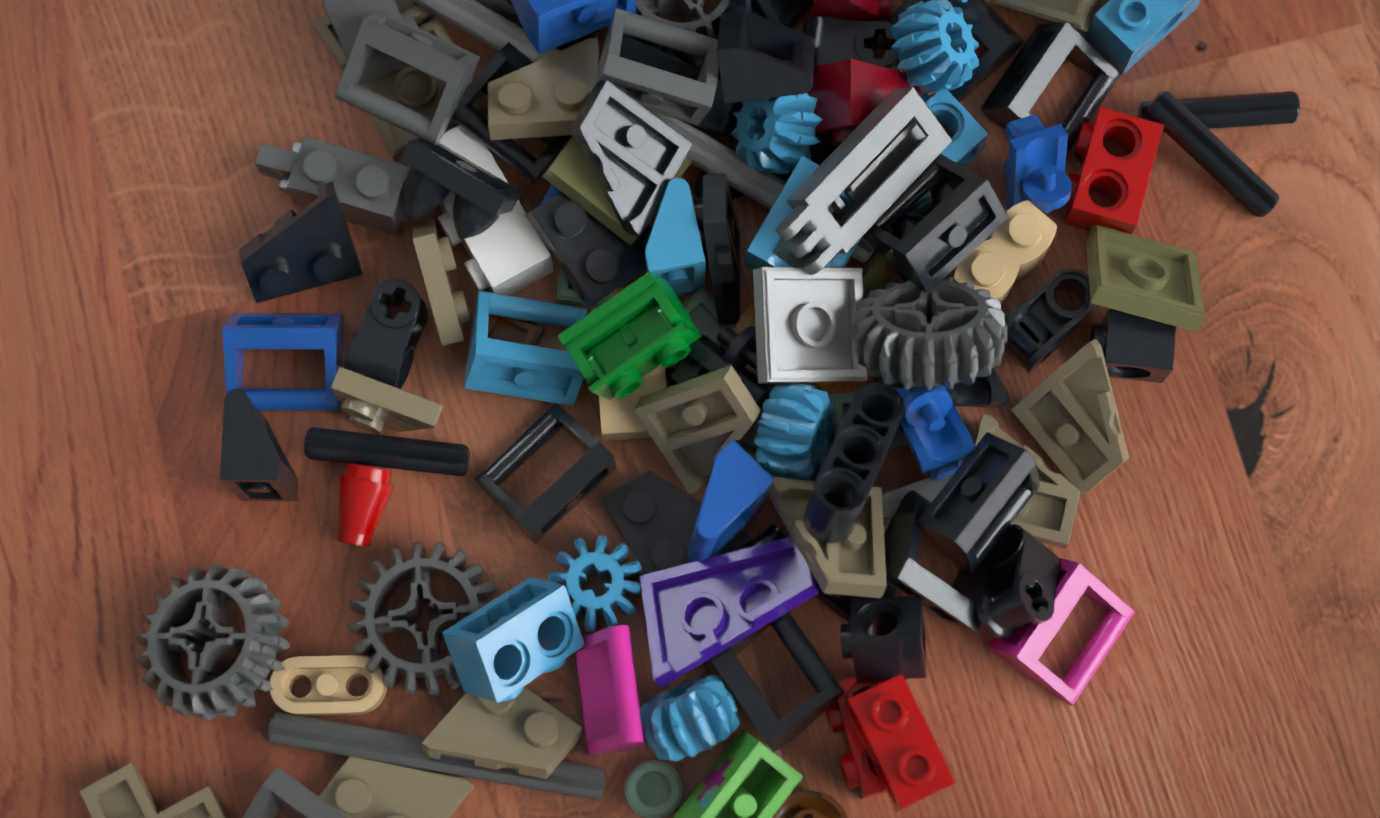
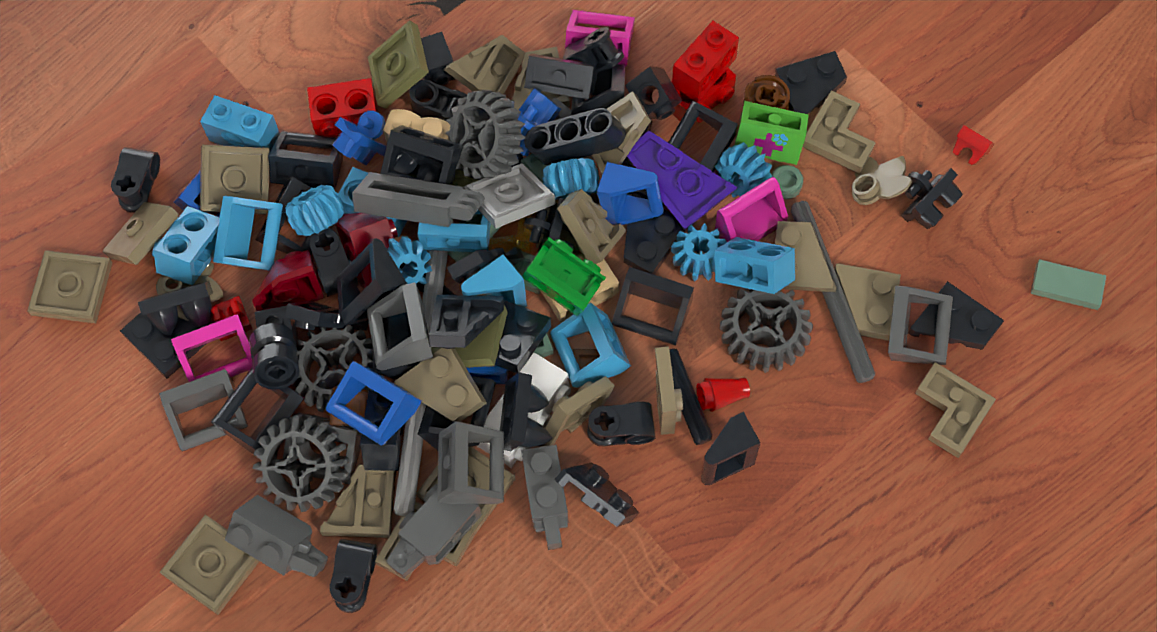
camera: 115 degrees left, 10 degrees down
(224, 669) = (848, 438): dark grey gear -> none
(284, 332) = (653, 485): blue tile -> none
(329, 686) = (830, 360): tan plate -> none
(1212, 154) = (310, 66): black axle -> none
(1240, 109) = (282, 77): black axle -> none

